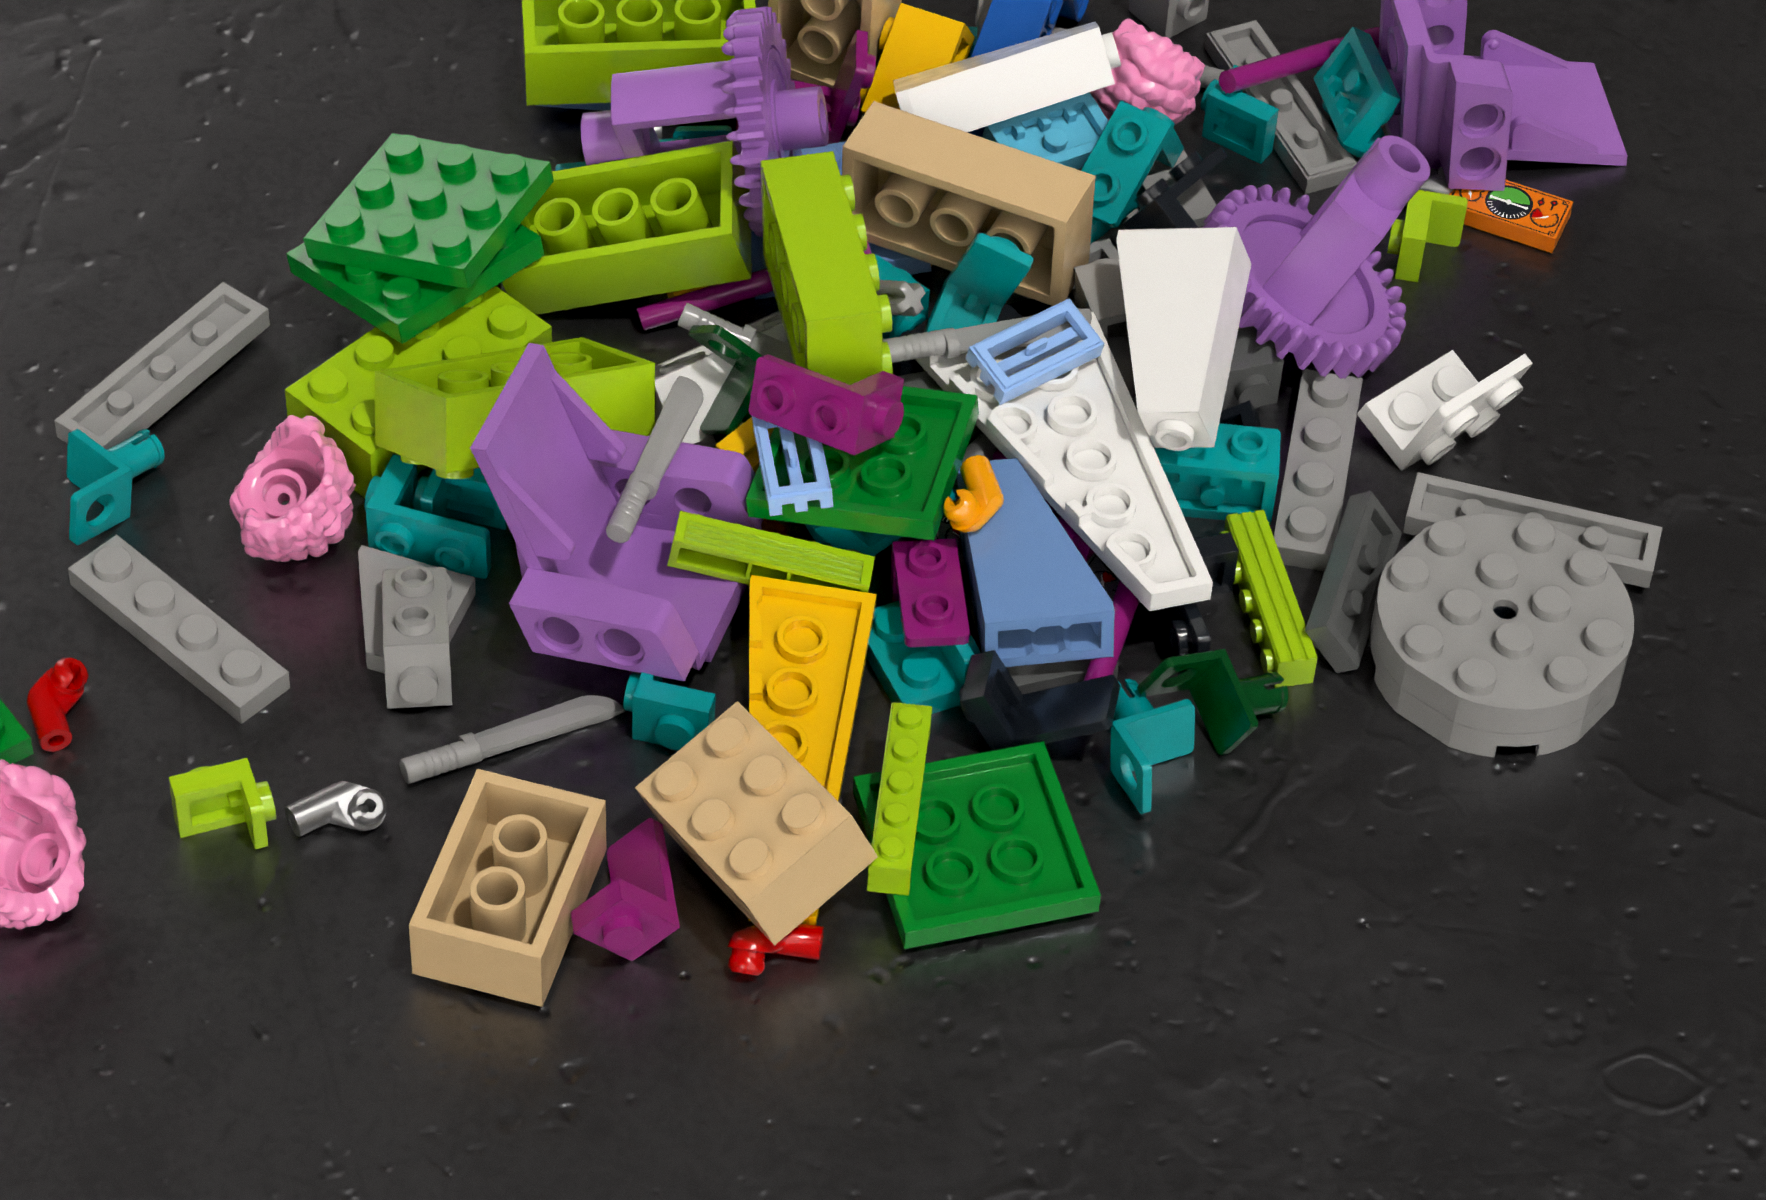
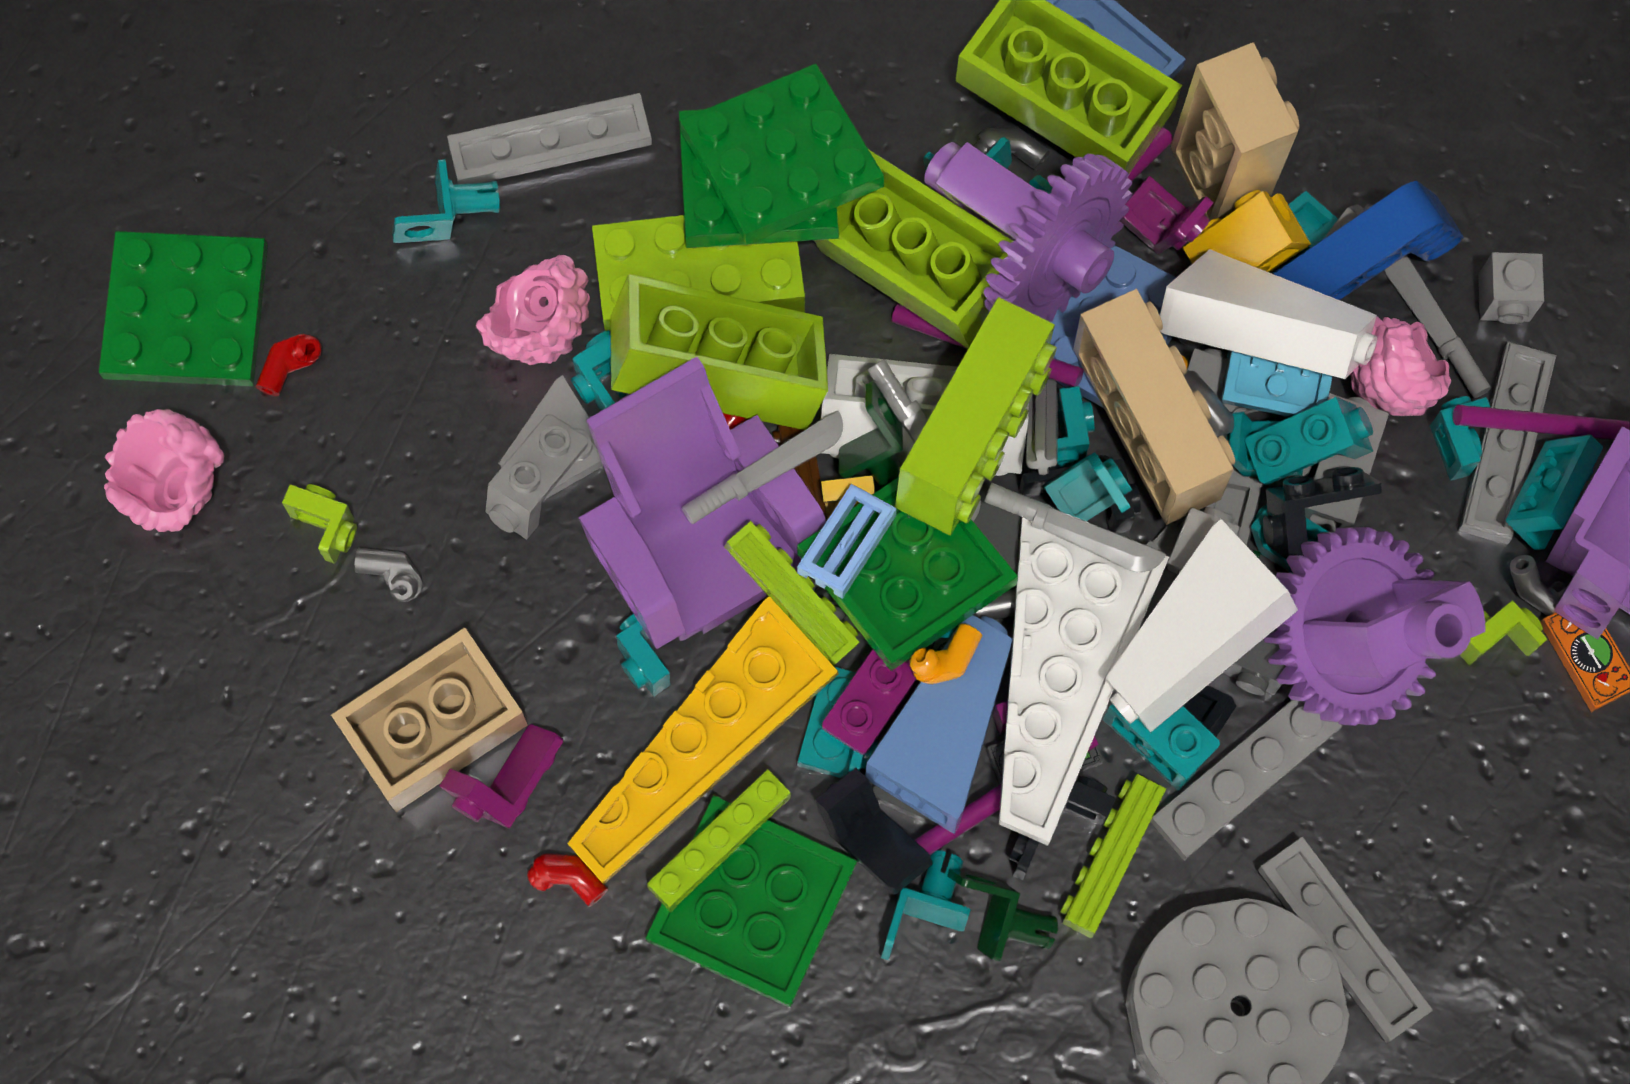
camera: 40 degrees right, 25 degrees up
(179, 628) = (406, 355): light grey plate -> none
(511, 735) = (551, 593): light grey piece -> none
(757, 822) = (601, 799): tan brick -> none
(825, 408) = (890, 547): magenta bracket -> none
(1010, 387) = (1046, 564): light blue tile -> none
(1351, 580) = (1177, 888): dark grey plate -> none
(1438, 404) = (1367, 795): white bracket -> none

